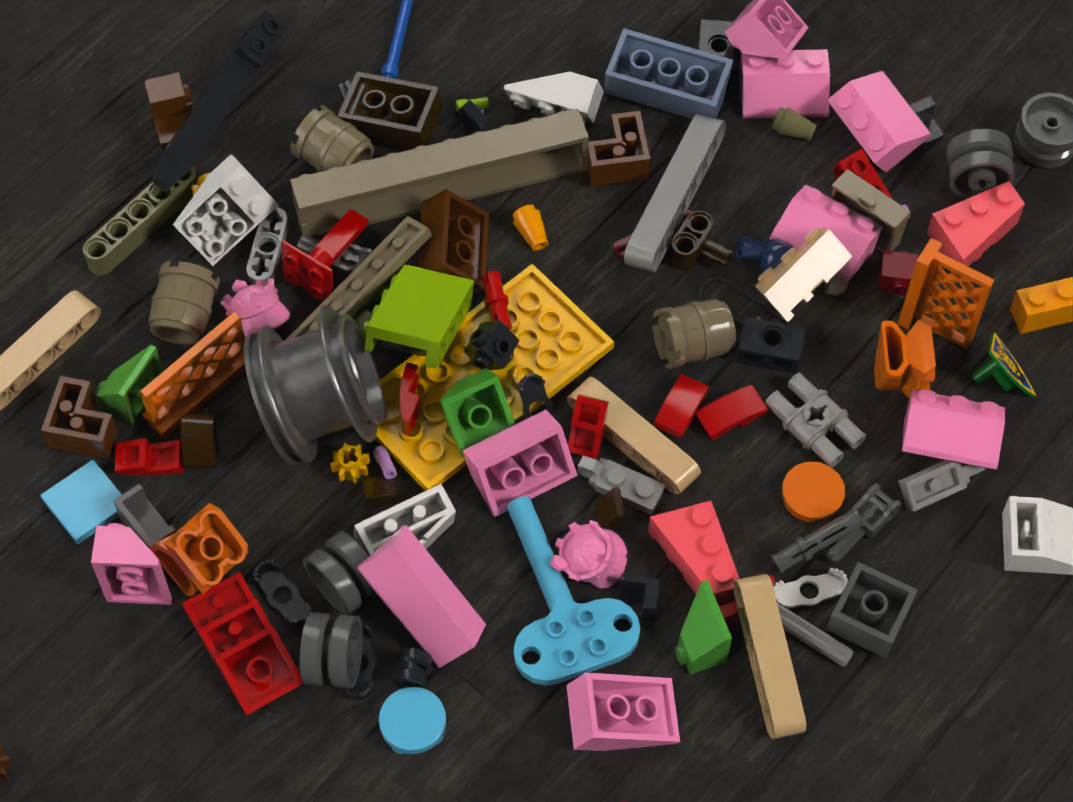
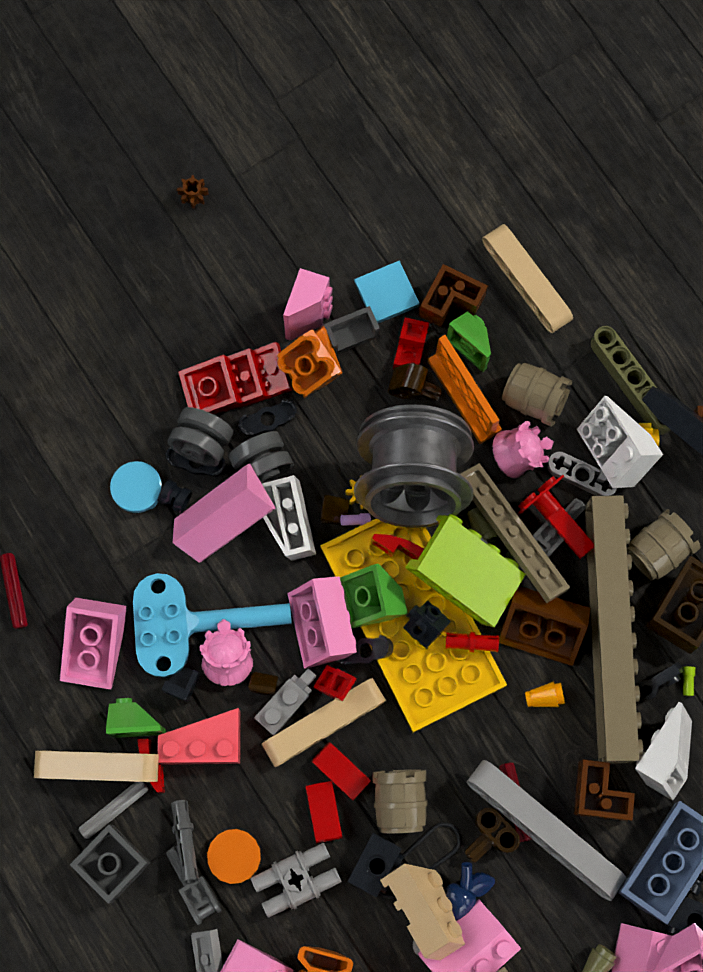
camera: 105 degrees right, 15 degrees up
(828, 585) = (149, 841): white piece -> none

